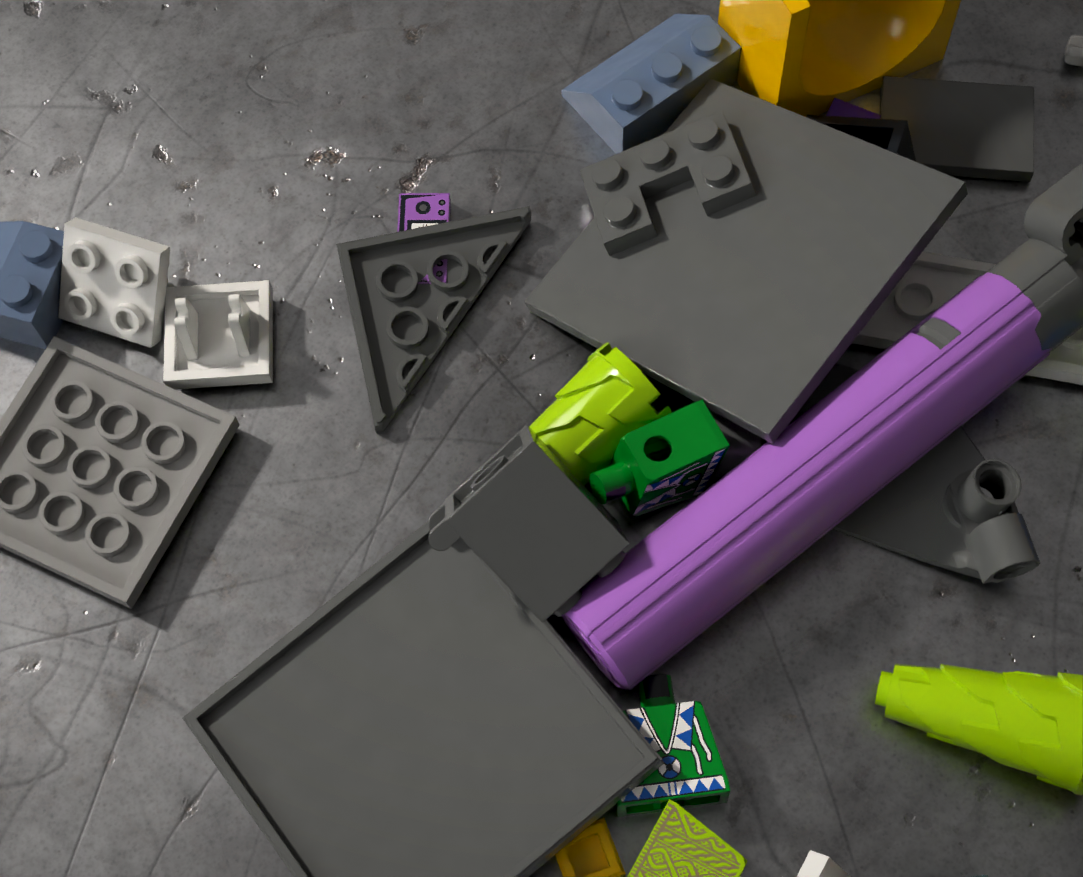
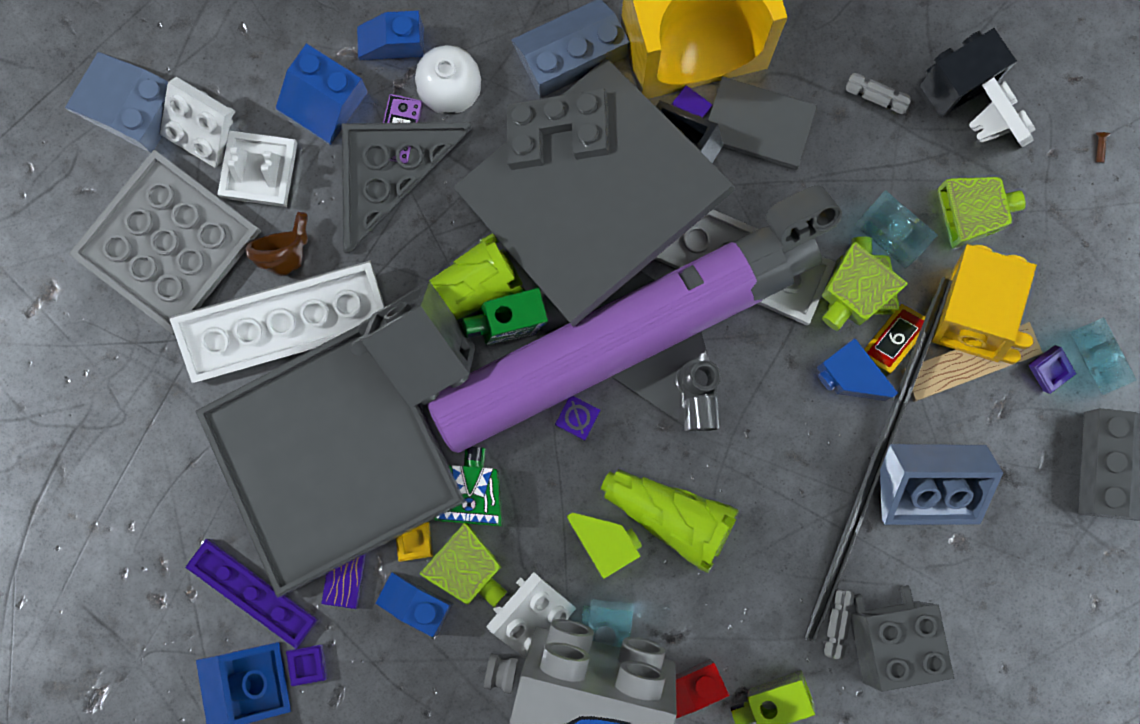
camera: 10 degrees right, 15 degrees up
(280, 446) = (280, 251): none -> reddish brown hat
(287, 549) = (275, 321): none -> white plate
(294, 211) = (319, 94): none -> blue slope
(385, 115) = (391, 36): none -> blue slope
(481, 157) = (448, 79): none -> white cylinder
(804, 602) = (577, 418): none -> dark purple tile
(908, 779) = (606, 542): none -> lime slope

